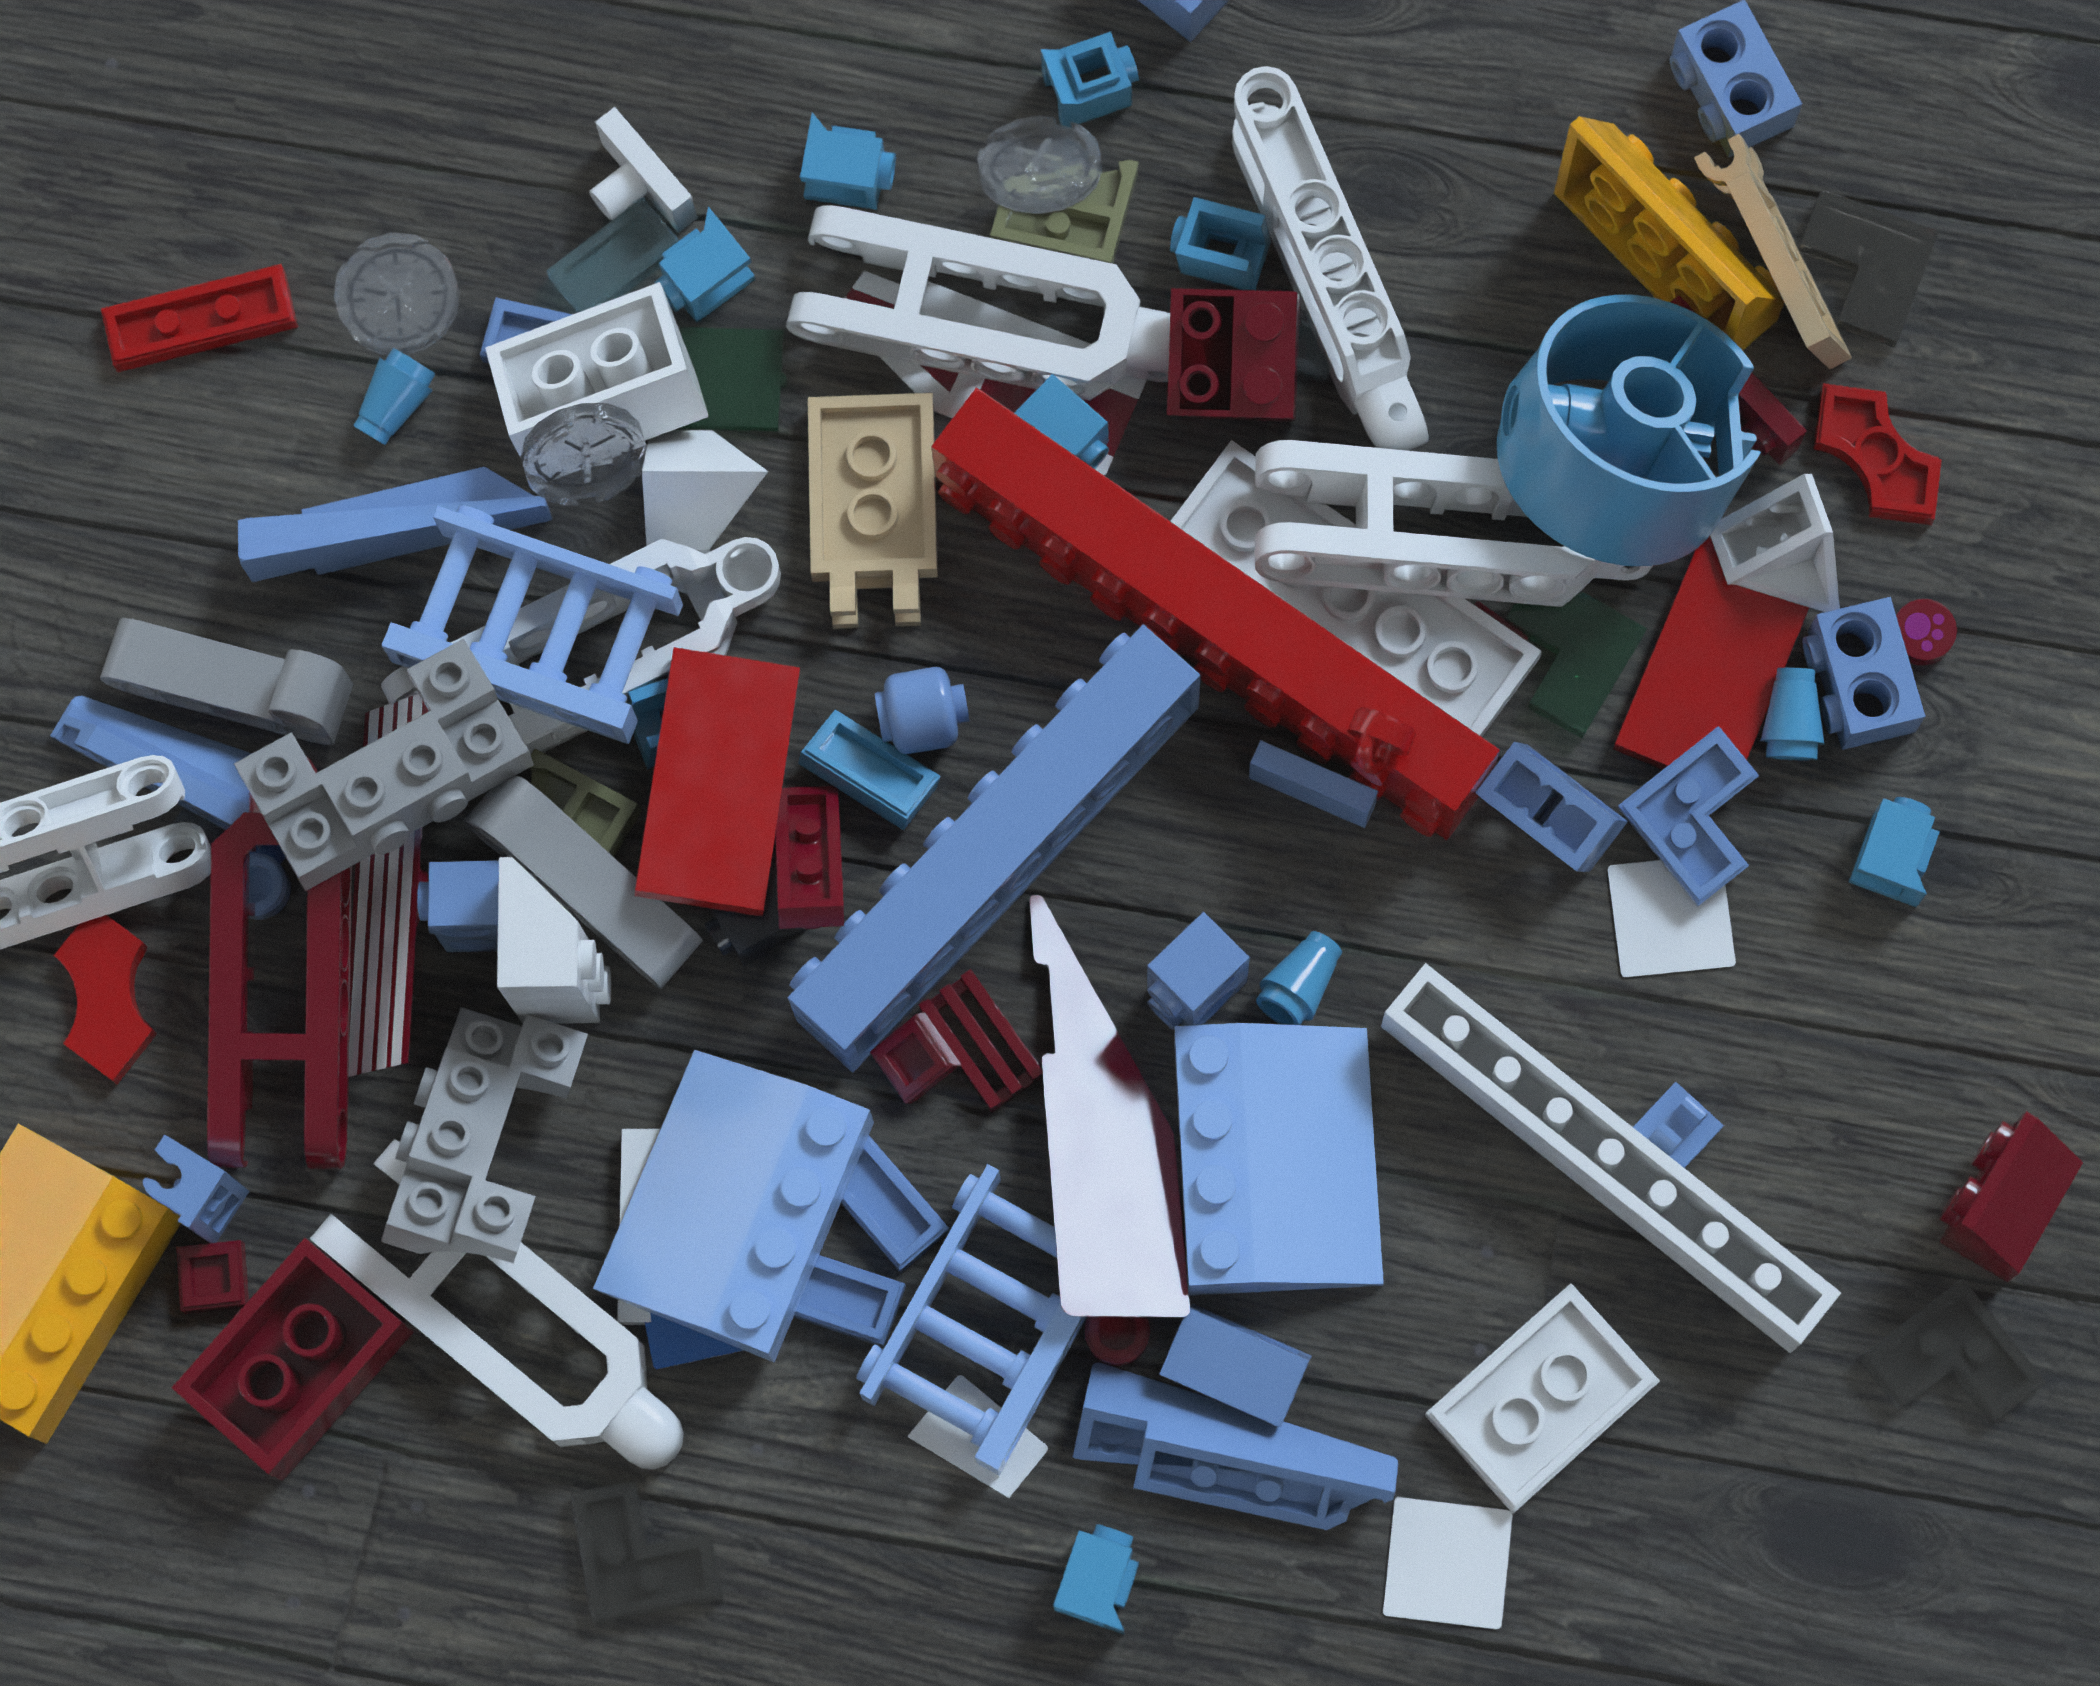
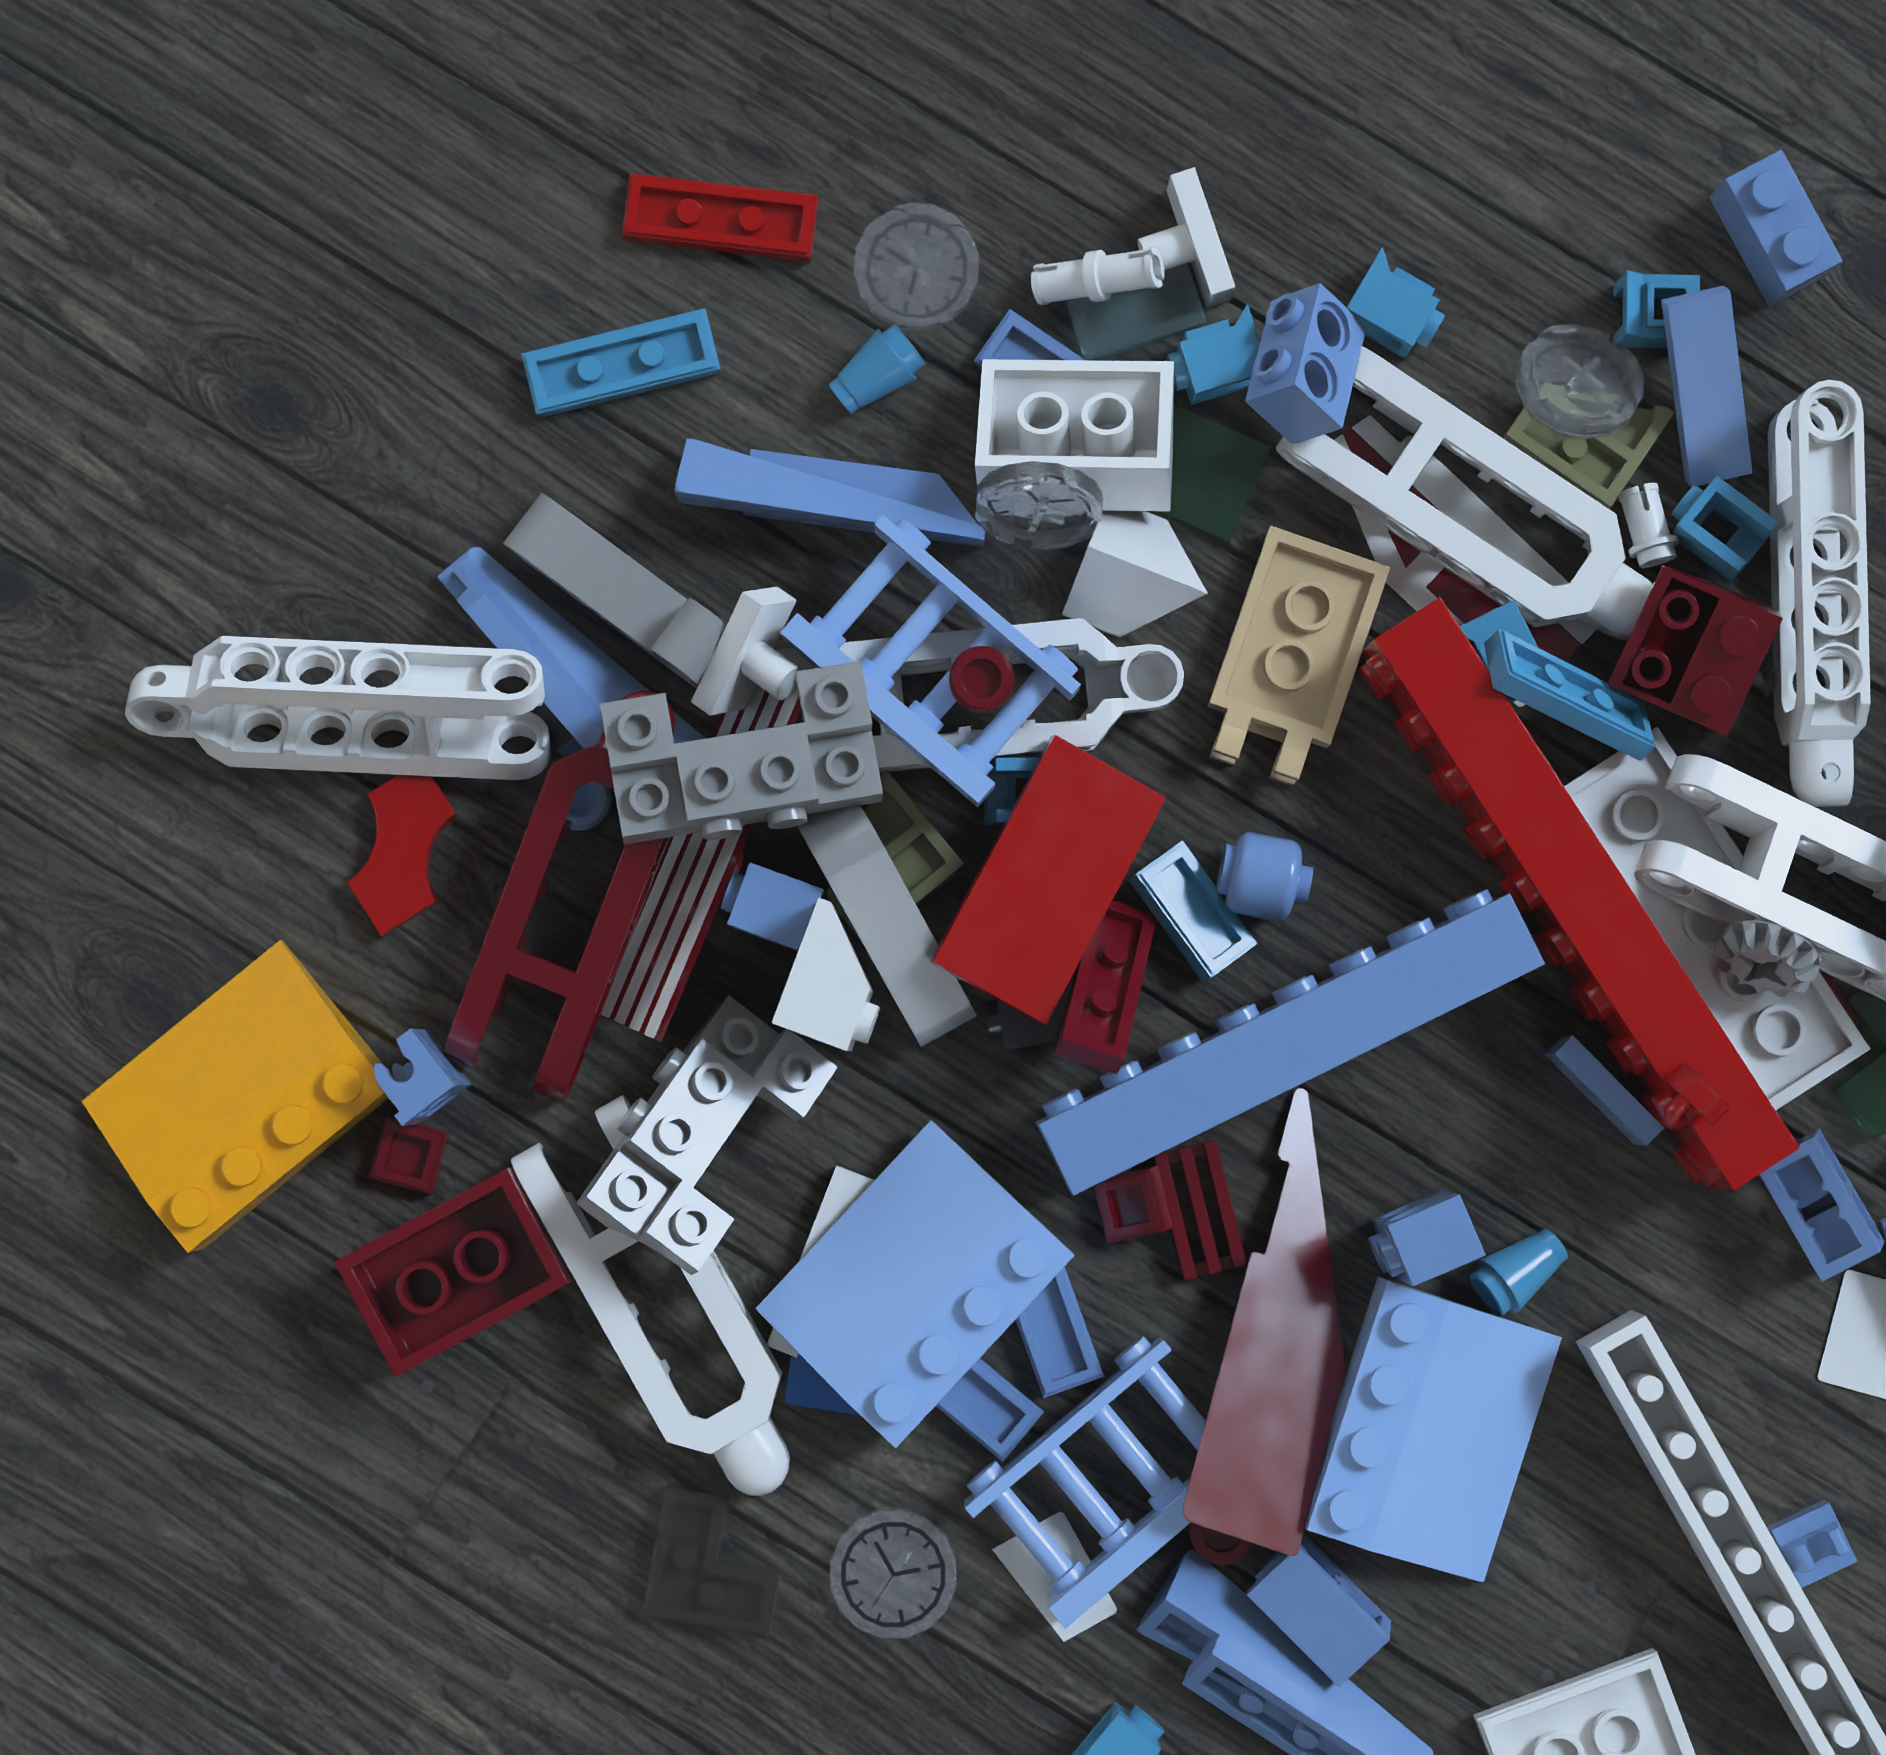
camera: 15 degrees right, 10 degrees up
(154, 480) = (621, 363): none -> dark azure tile
(362, 683) = (748, 654): none -> white tile
(563, 236) = (1097, 275): none -> white pin
(584, 618) = (981, 679): none -> dark red tile
(780, 237) = (1306, 364): none -> medium blue brick
(819, 1492) = (893, 1573): none -> clear tile
(1133, 434) = (1569, 694): none -> dark azure tile
(1152, 268) = (1648, 526): none -> white pin
(1154, 123) = (1707, 385): none -> medium blue tile
(1394, 581) = (1752, 947): none -> light grey gear

